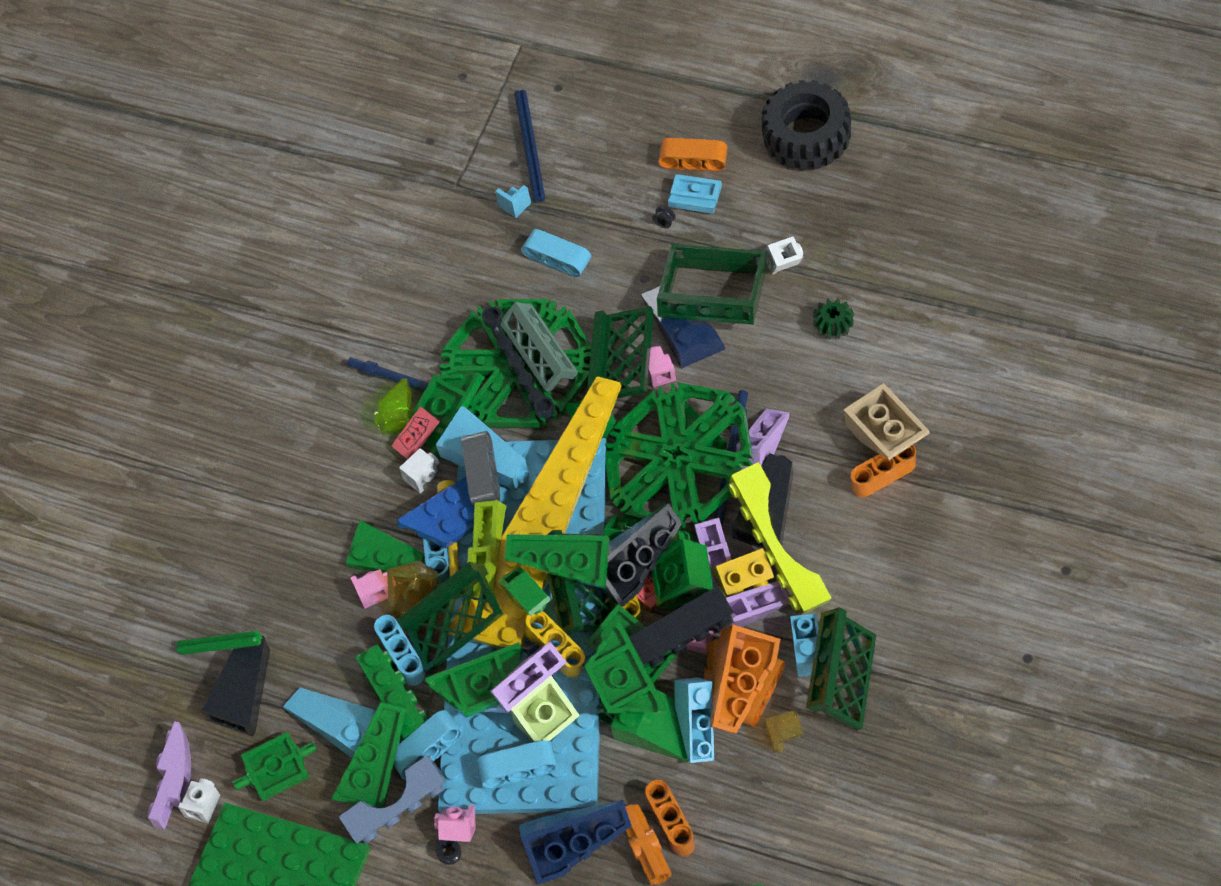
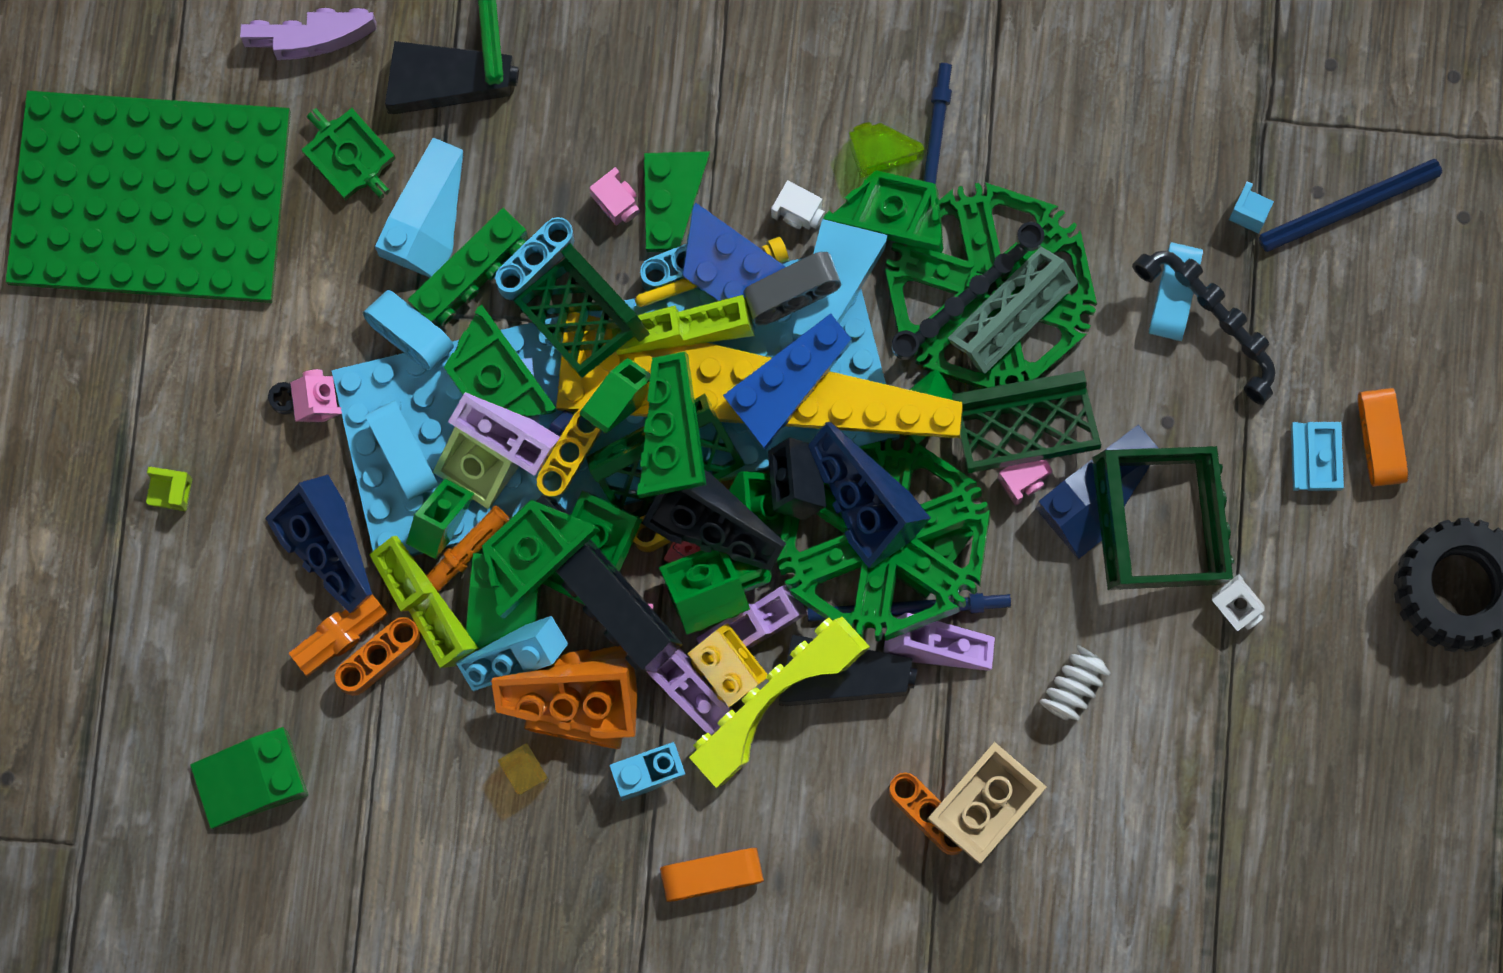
camera: 65 degrees right, 20 degrees up
(203, 807) = (291, 87): white brick -> none
(374, 759) = (368, 273): green wing -> none
(408, 586) = (618, 248): clear yellow slope -> none
(415, 433) = (849, 185): coral tile -> none
(421, 780) = (296, 287): sand blue arch -> none
(537, 253) = (1231, 321): none -> black bar
(548, 485) = (780, 385): none -> blue wing
(578, 746) = (439, 518): none -> green slope
(607, 741) = (458, 557): none -> orange pin
(619, 499) = (795, 480): none -> black brick
(636, 776) = (416, 594): none -> lime slope
(649, 452) = (873, 504): none -> dark blue wedge
(663, 217) = (1267, 423): black bush -> none
(814, 361) = (1075, 685): none -> white piece
(827, 664) = (614, 805): dark green fence -> none
(833, 318) = (1141, 686): dark green gear -> none
(894, 619) = (711, 874): none -> orange beam

